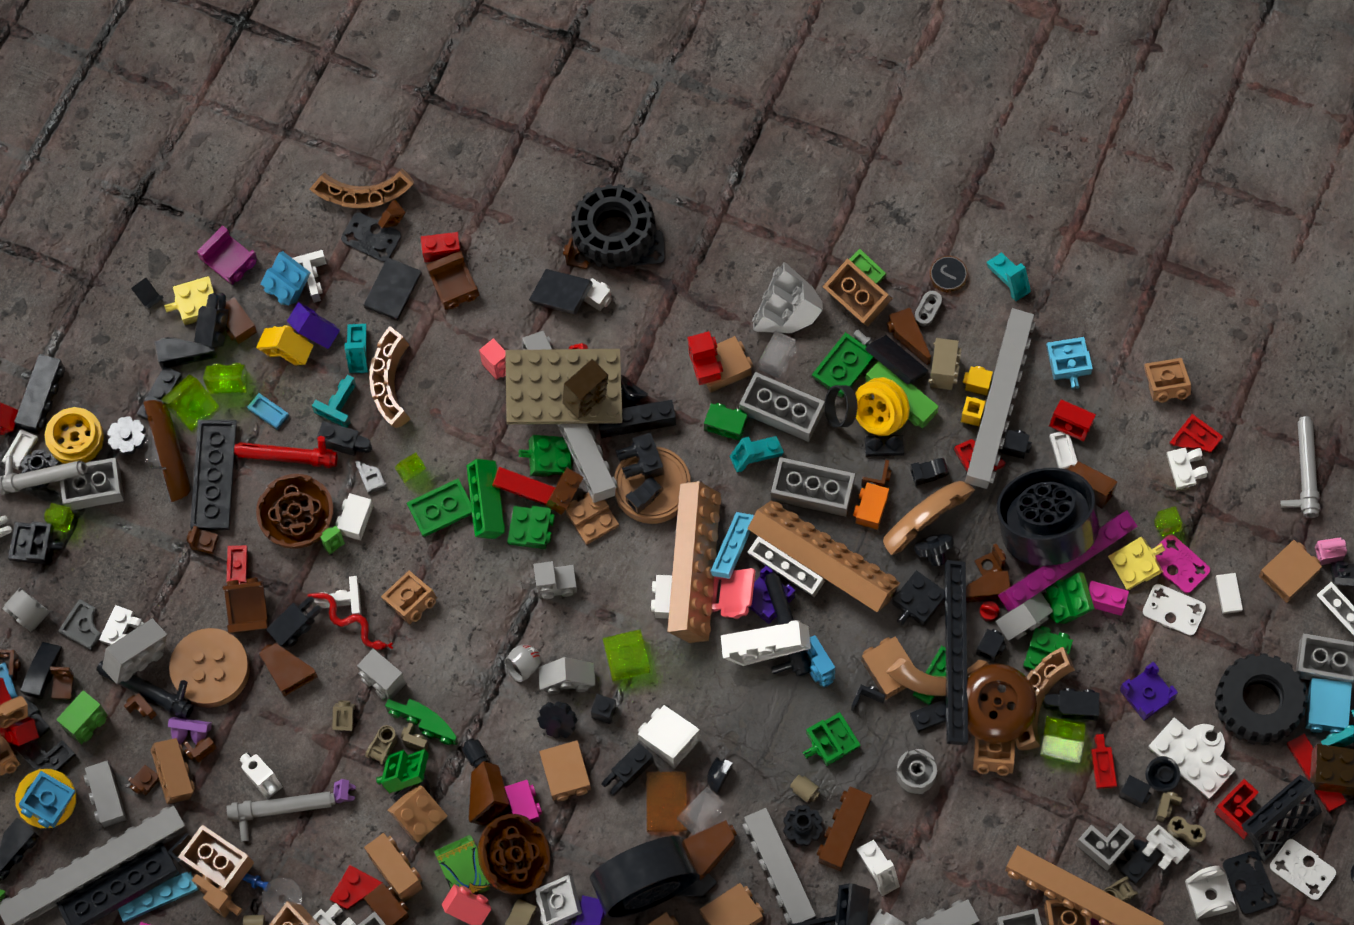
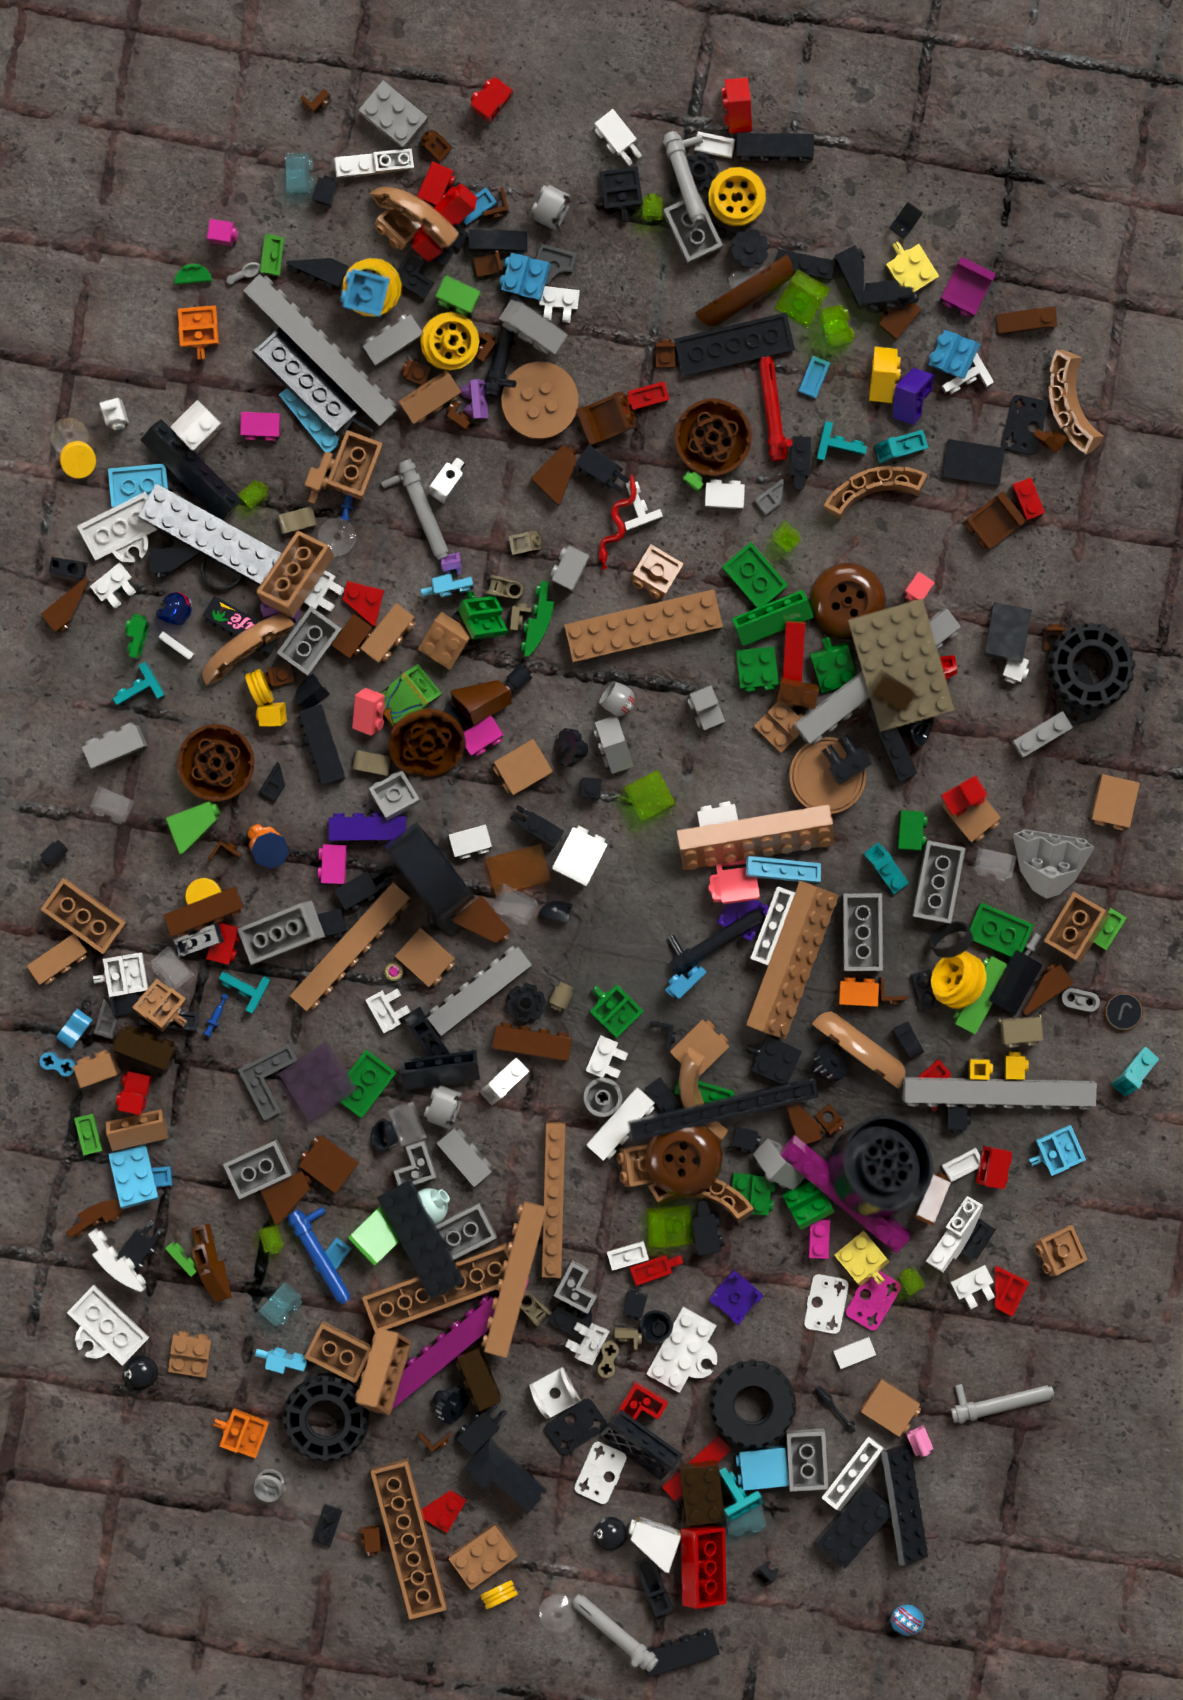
camera: 70 degrees right, 20 degrees up
(84, 651) = (525, 276): none -> dark azure plate
(118, 721) = (437, 357): none -> yellow wheel
(275, 210) = (1027, 320): none -> reddish brown slope
(361, 797) = (445, 586): none -> medium azure plate
(458, 622) = (643, 626): none -> medium nougat brick
(475, 445) = (826, 592): none -> reddish brown brick
(625, 834) = (470, 841): none -> white brick
(644, 495) = (811, 772): black leg -> none
(665, 284) = (1042, 734): none -> light grey brick
(746, 236) = (1114, 802): none -> medium nougat brick
(765, 643) = (688, 926): white wedge -> none
(875, 764) = (602, 1056): none -> white plate
(949, 763) = (616, 1127): none -> white brick
(989, 611) = (780, 1129): red tile -> none
(1004, 843) = (553, 1199): none -> medium nougat brick
(1084, 787) = (627, 1255): none -> white plate
(1131, 469) = (957, 1234): none -> white slope
(1139, 454) = (978, 1240): none -> black plate
(1271, 630) = (827, 1399): none -> black piece

